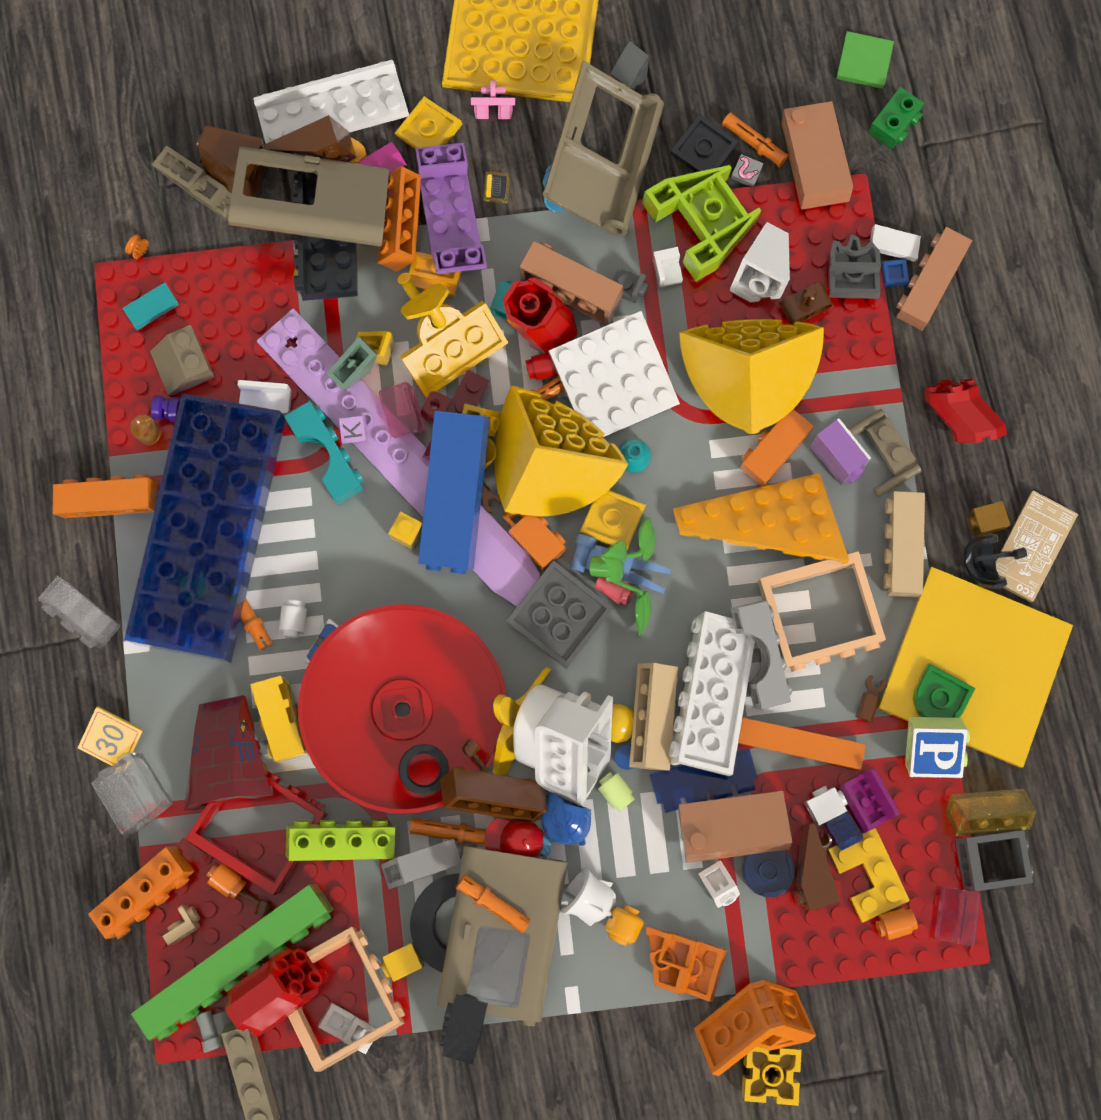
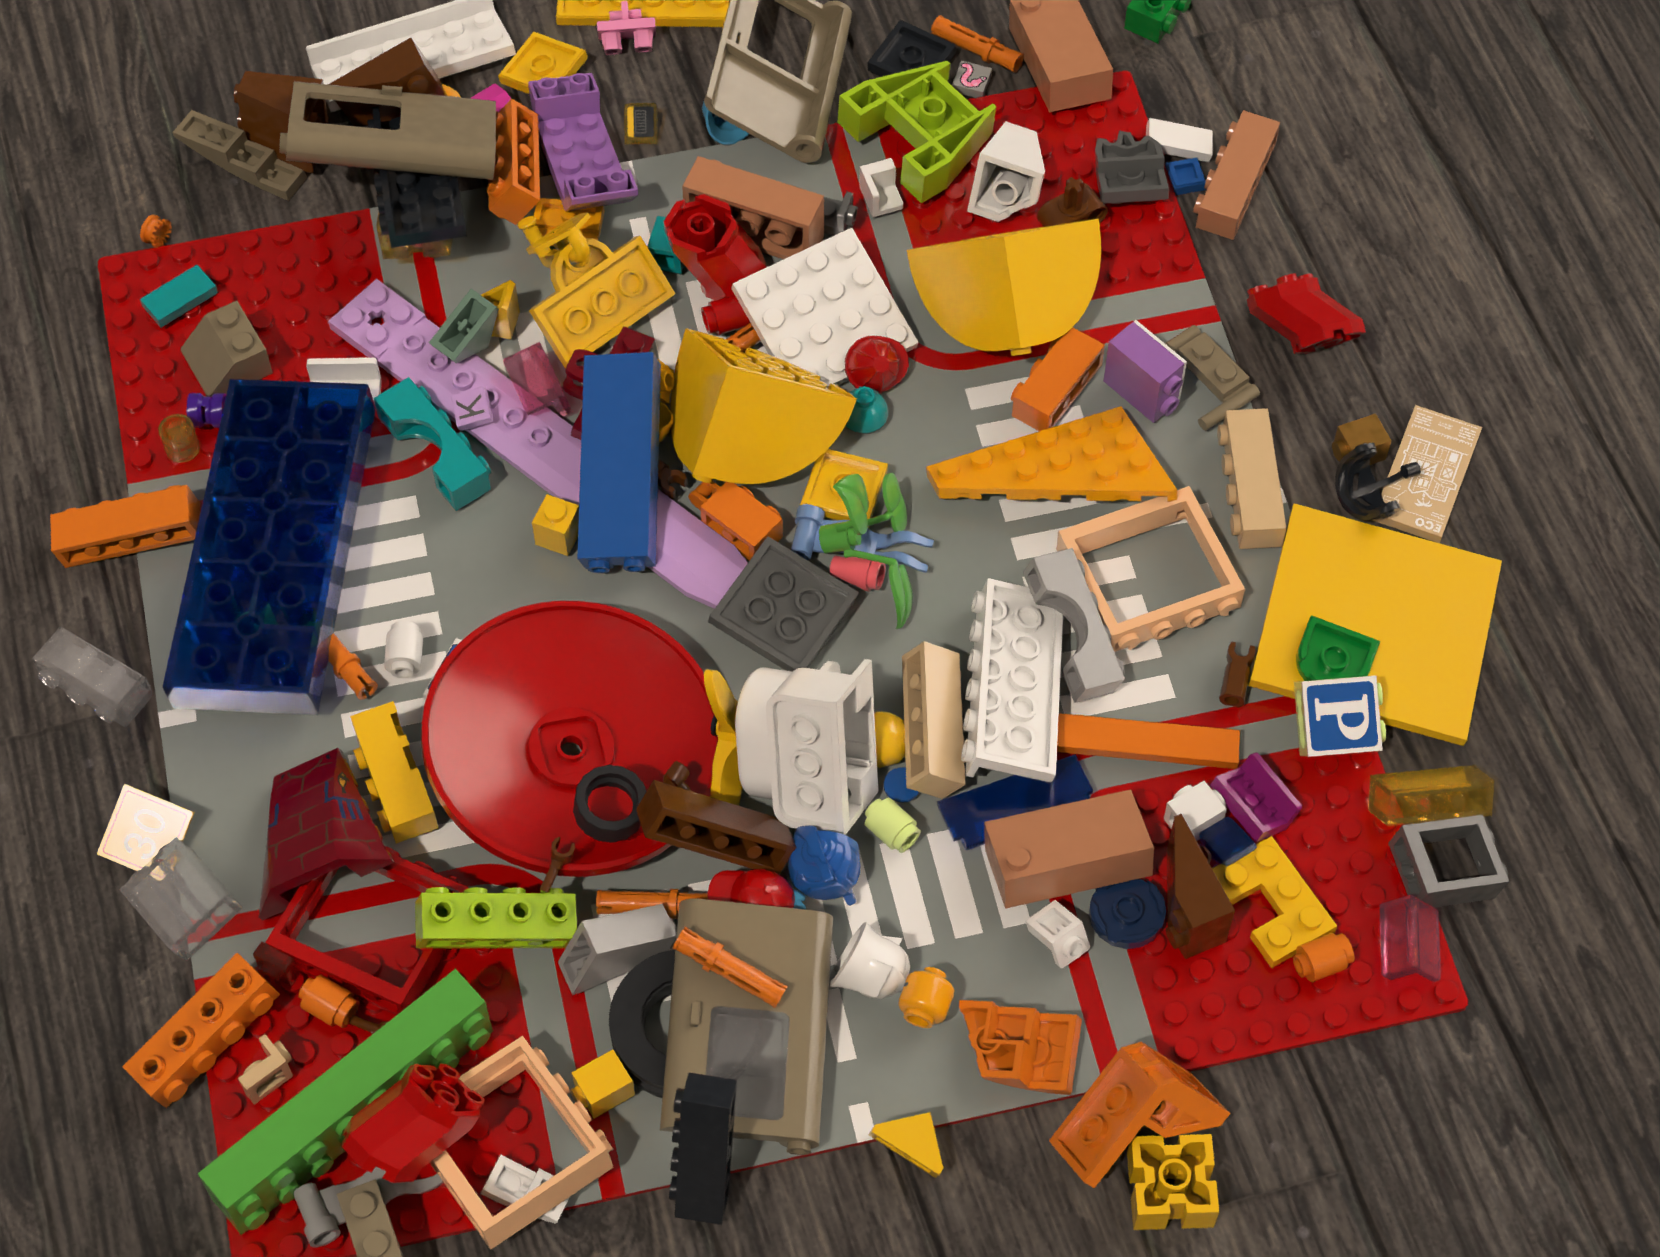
camera: 10 degrees left, 20 degrees down
(382, 811) = (557, 861): none -> reddish brown hand
(601, 1022) = (913, 1140): none -> yellow slope
(646, 419) = (876, 363): none -> red piece

